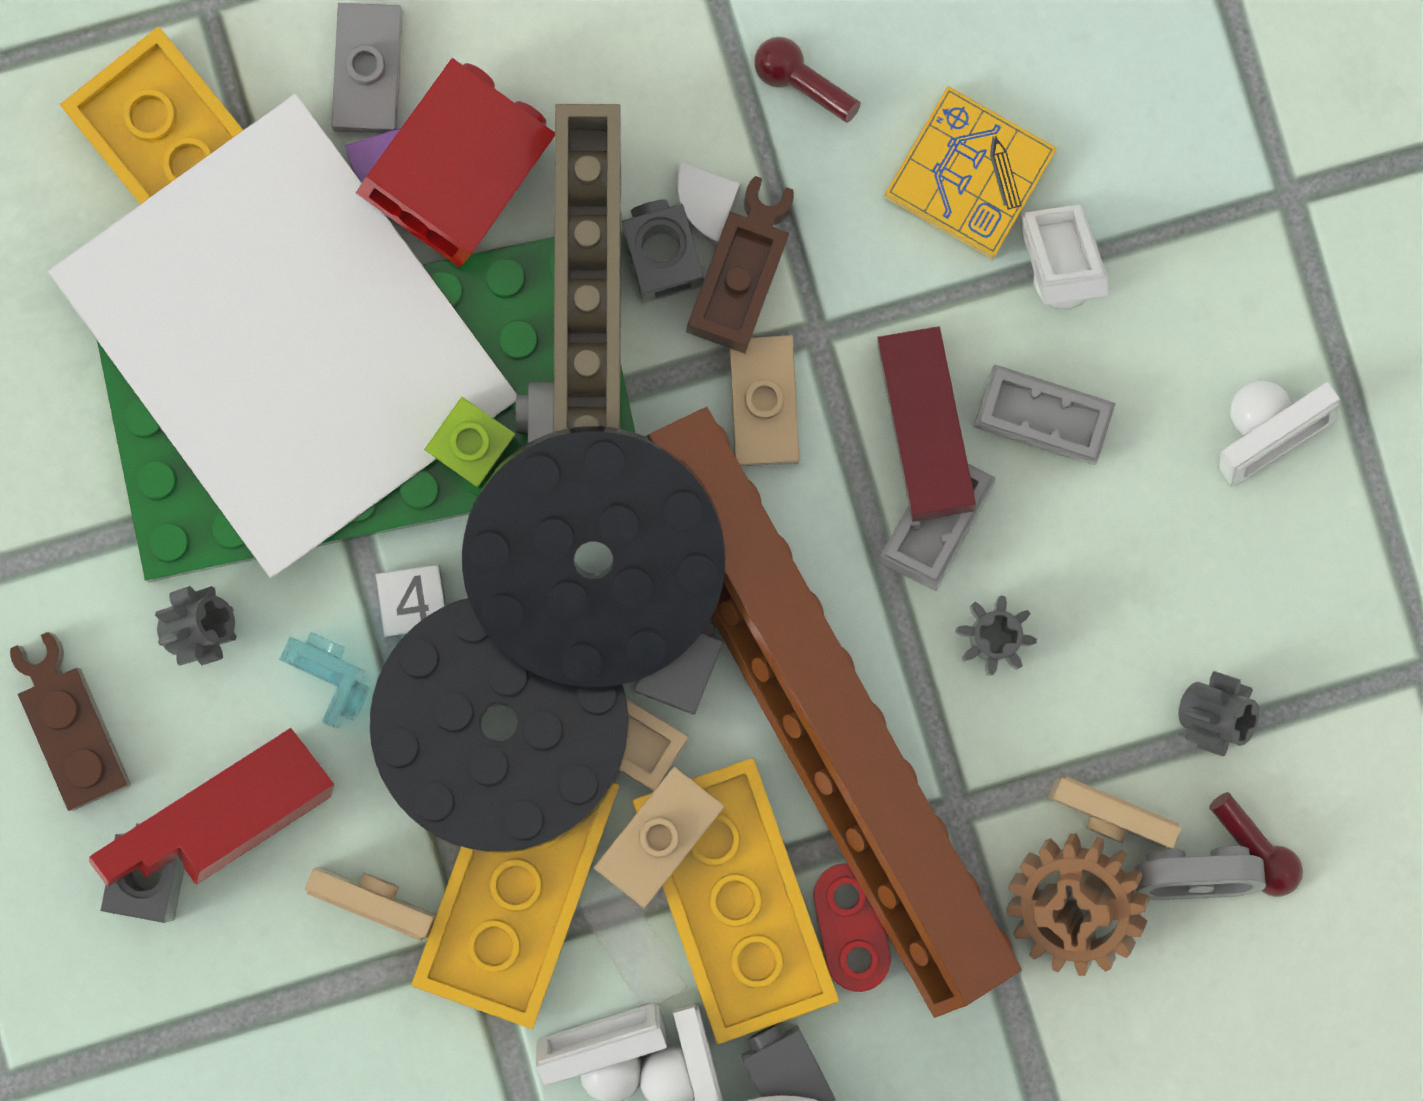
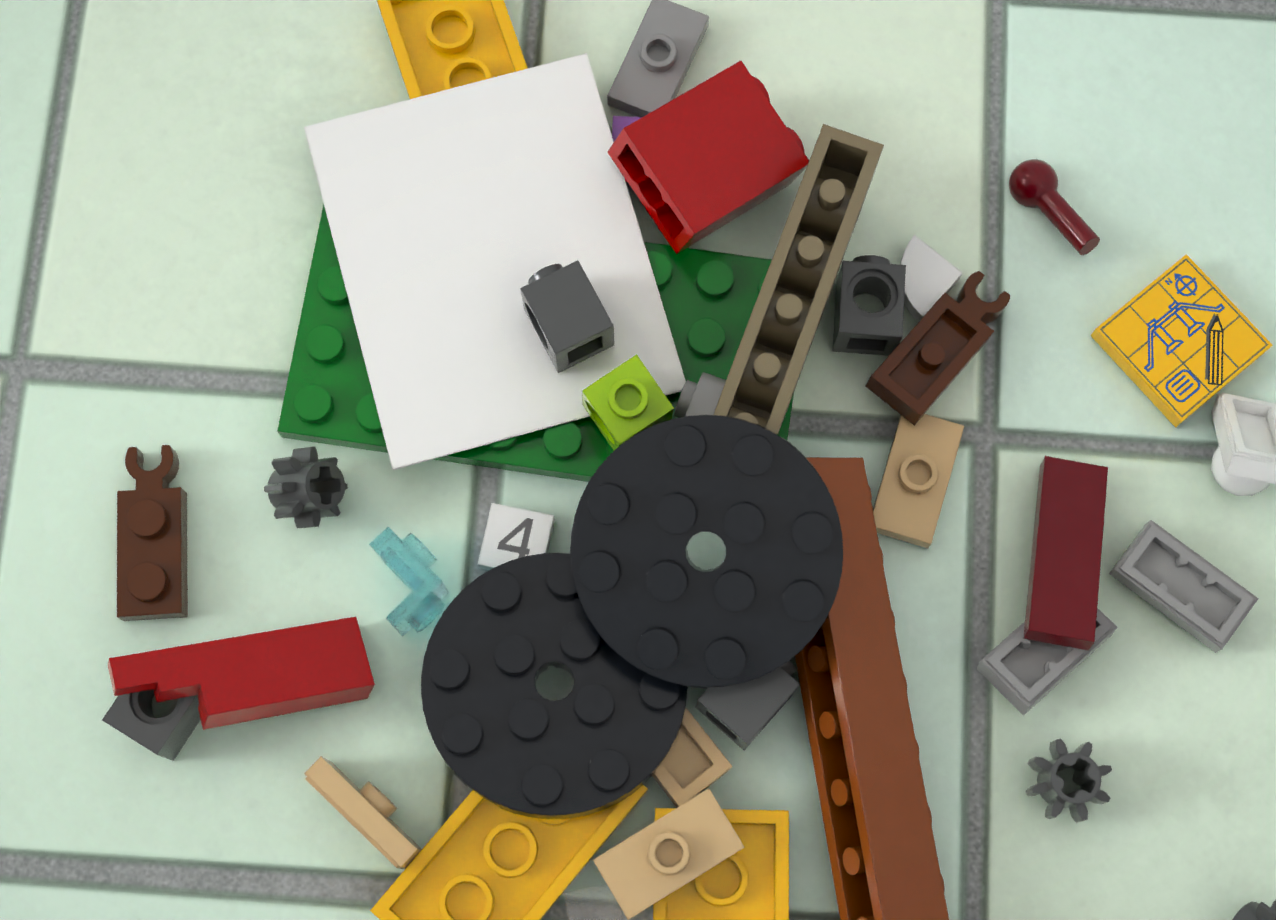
camera: 25 degrees right, 10 degrees down
(379, 372) = (567, 314): none -> dark grey brick

